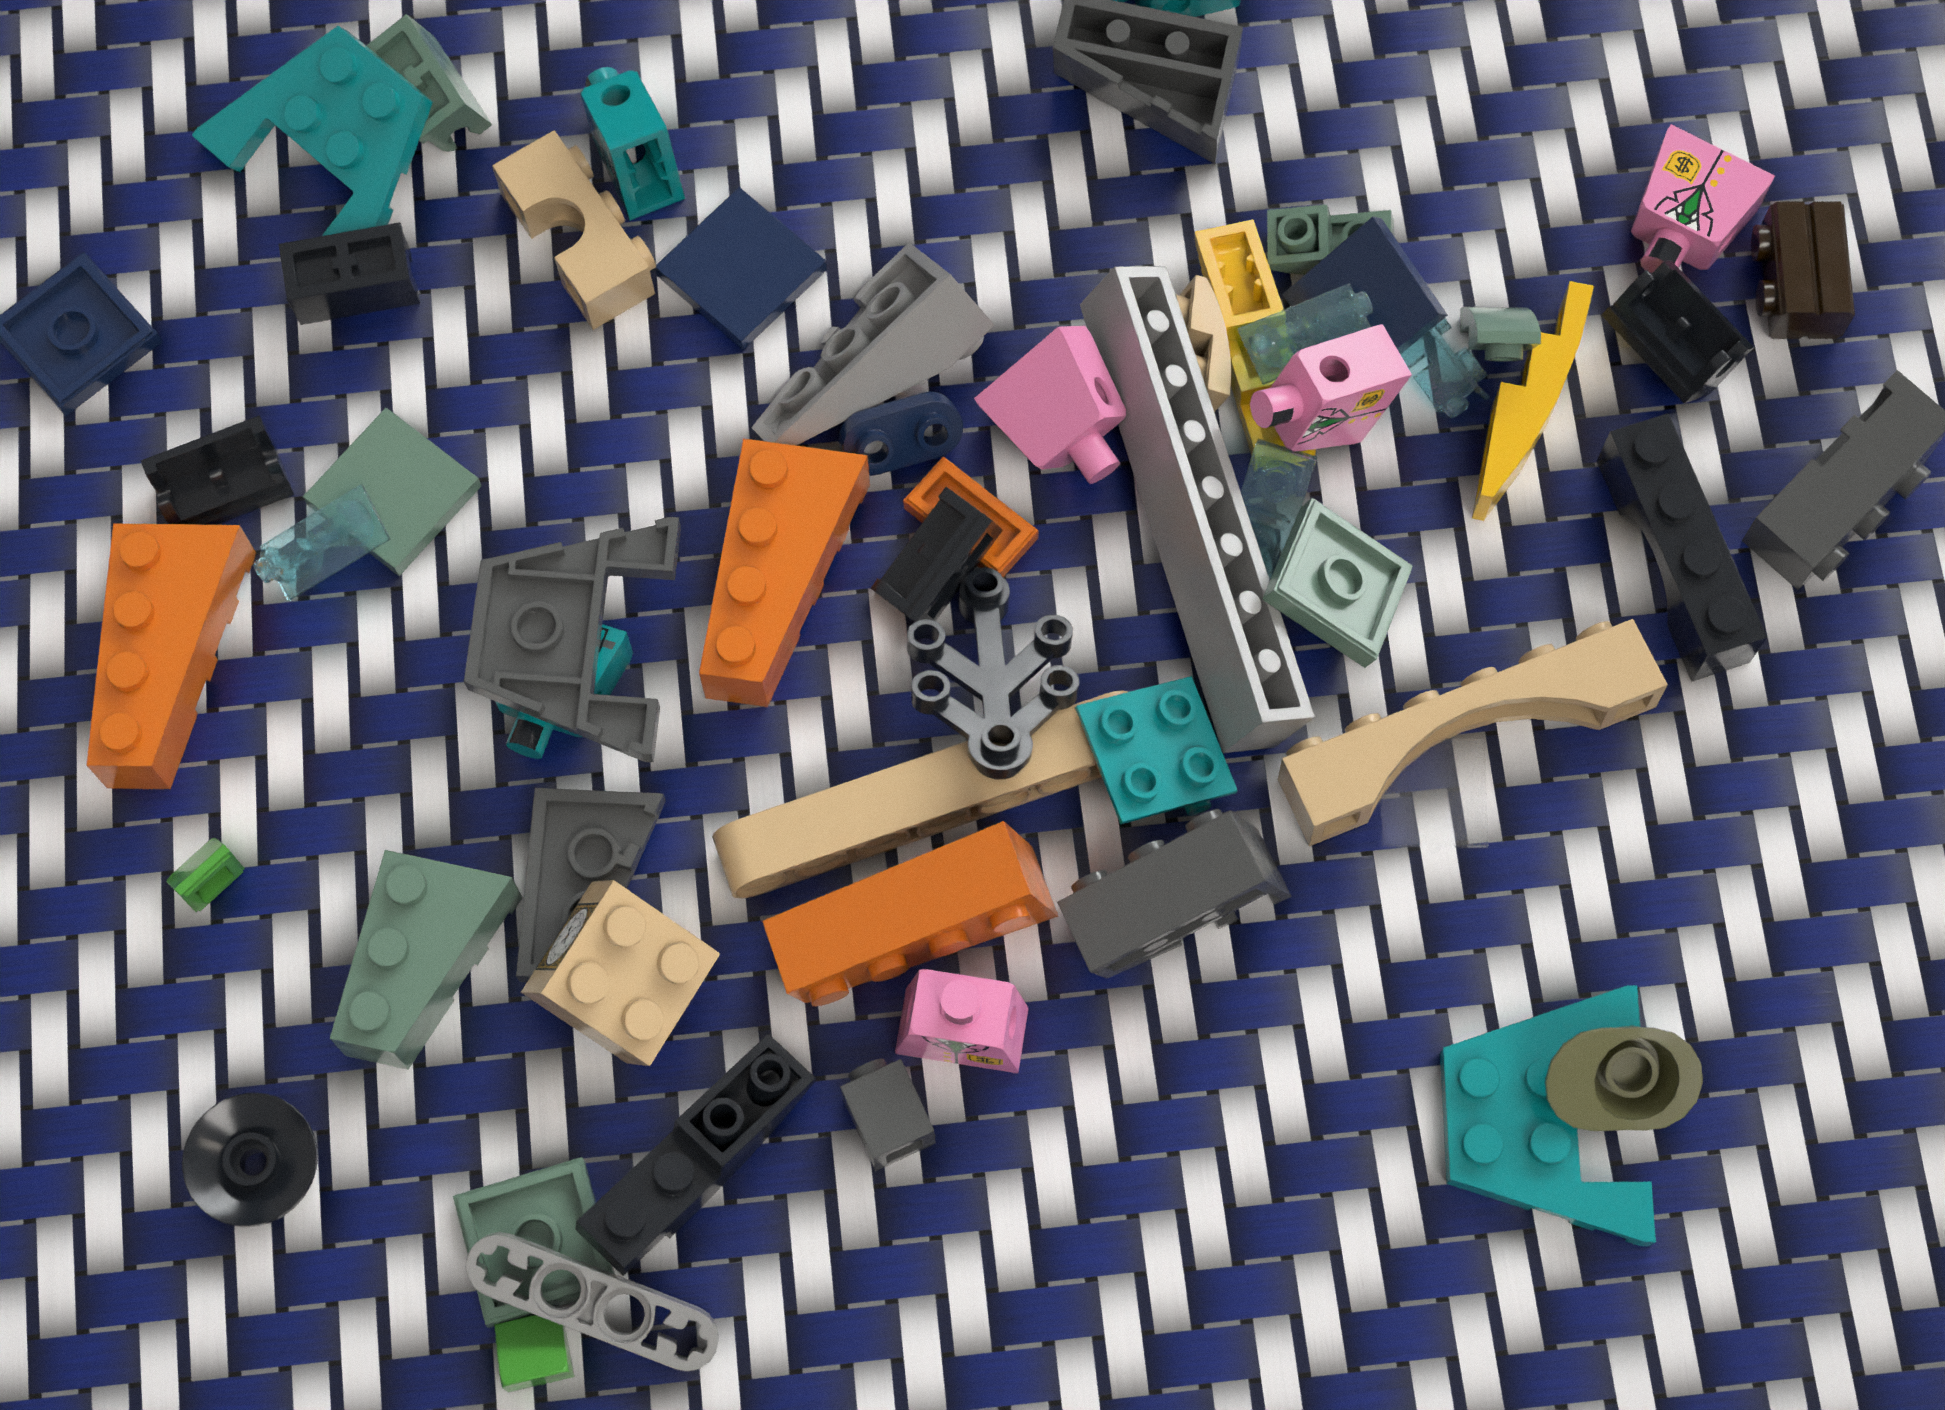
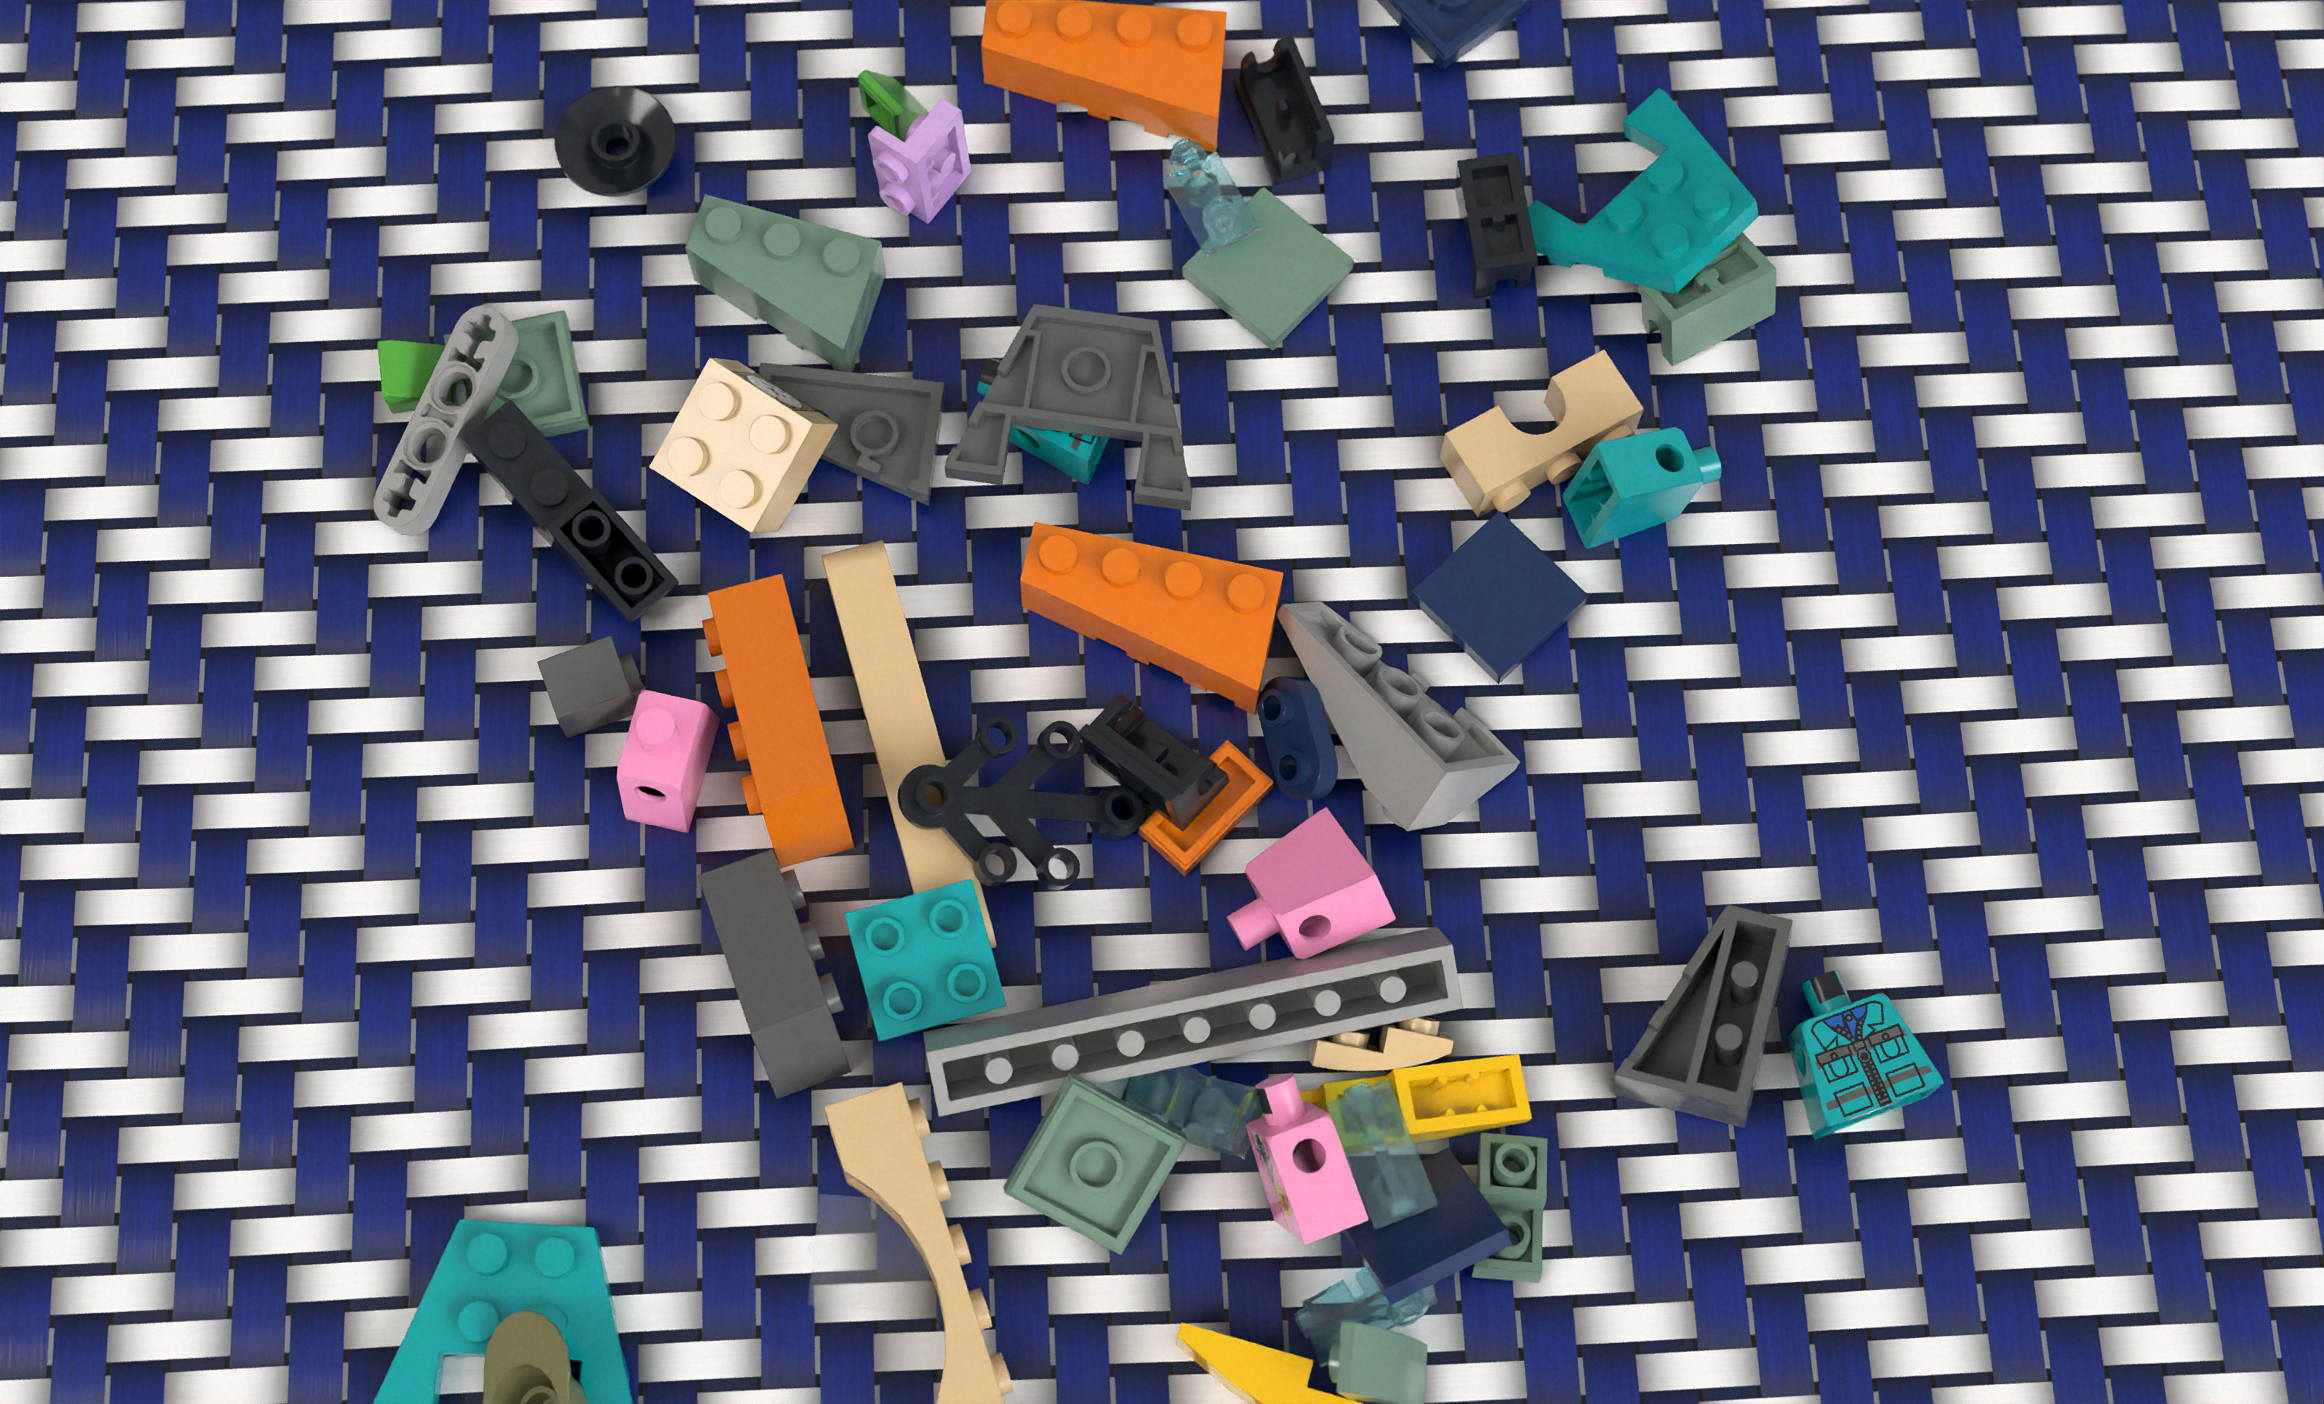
camera: 90 degrees right, 0 degrees up
(300, 834) = (926, 167): none -> lavender bracket

